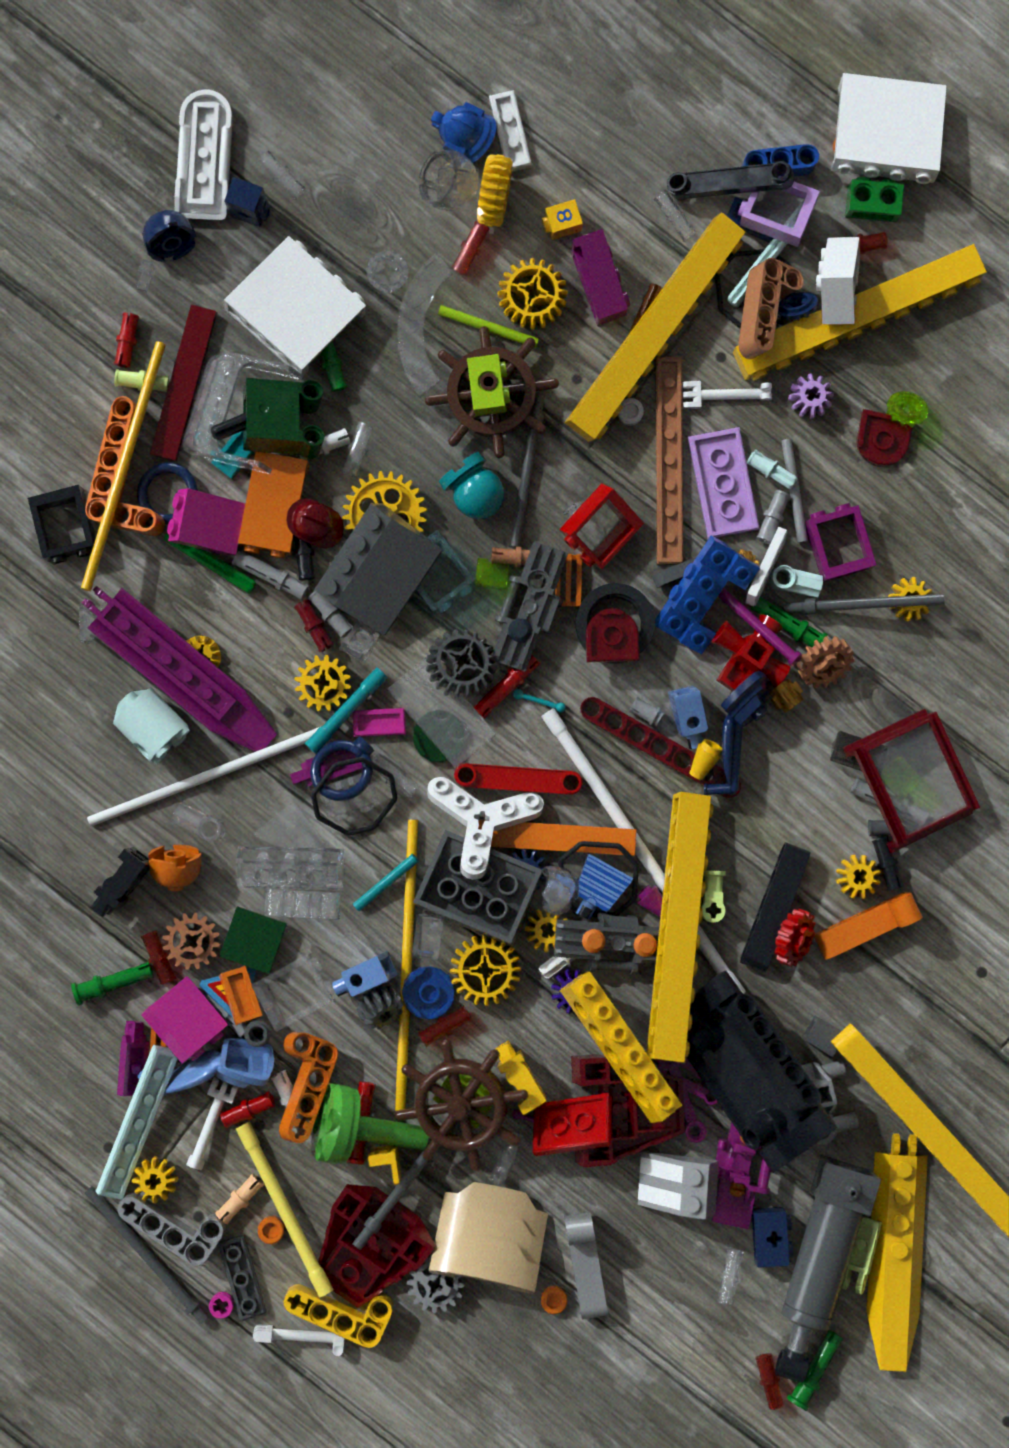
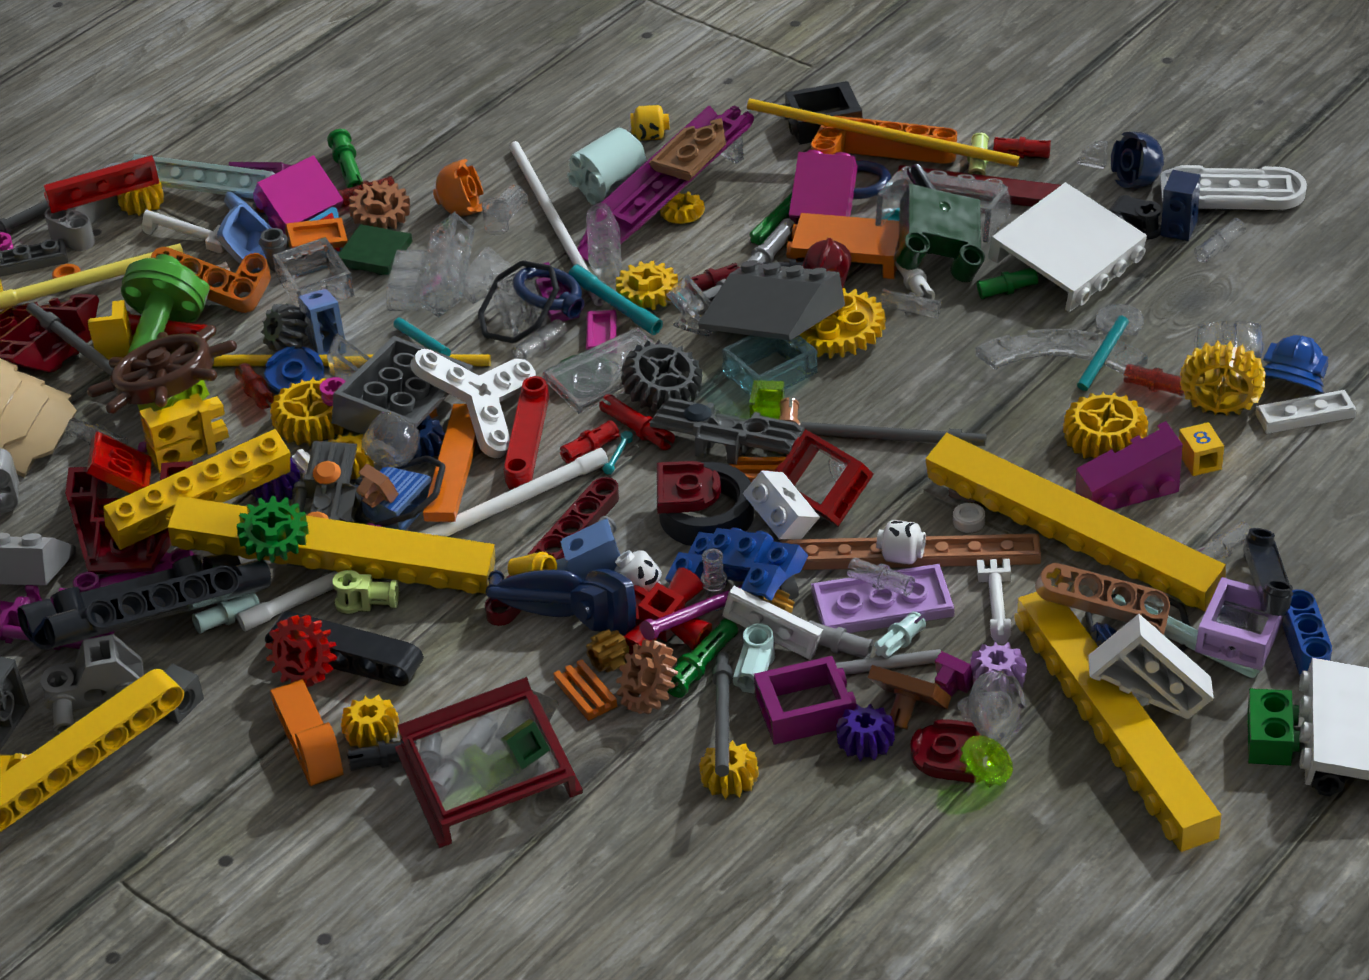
camera: 100 degrees right, 45 degrees down
(67, 691) = (649, 122): none -> yellow head
(122, 883) = (444, 146): black hips -> none
(152, 642) = (690, 150): none -> medium nougat tile
(161, 1216) = (101, 184): none -> red panel
(239, 1198) = (102, 249): light nougat pin -> none
(243, 250) = (1139, 214): none -> black piece
(247, 1109) = (194, 247): red pin -> none
(281, 729) = (603, 243): none -> clear beam
(439, 288) = (1102, 353): none -> teal bar
(475, 490) = (867, 376): teal tile -> none
(478, 323) = (1063, 401): lime piece -> none
(485, 940) = (328, 388): none -> dark pink bush
(488, 392) = (983, 379): reddish brown brick -> none
(519, 710) = (589, 441): none -> red pin
(615, 895) = (375, 487): none -> nougat tile
(635, 559) = (781, 505): none -> white brick
(677, 463) = (901, 542): none -> white head
(692, 961) = (272, 529): none -> green gear
(706, 674) = (639, 569): none -> white head
(715, 481) = (881, 576): none -> clear pin
(725, 607) = (714, 577): none -> clear pin
(817, 431) = (953, 674): none -> magenta tile
(836, 701) = (598, 686): none -> orange tile
(842, 462) = (908, 692): none -> dark orange tile
(860, 400) = (994, 705): none -> clear tile
(872, 242) = (1210, 720): clear red pin -> none
(884, 494) = (865, 732): none -> dark purple gear
(921, 746) = (525, 744): none -> dark green tile

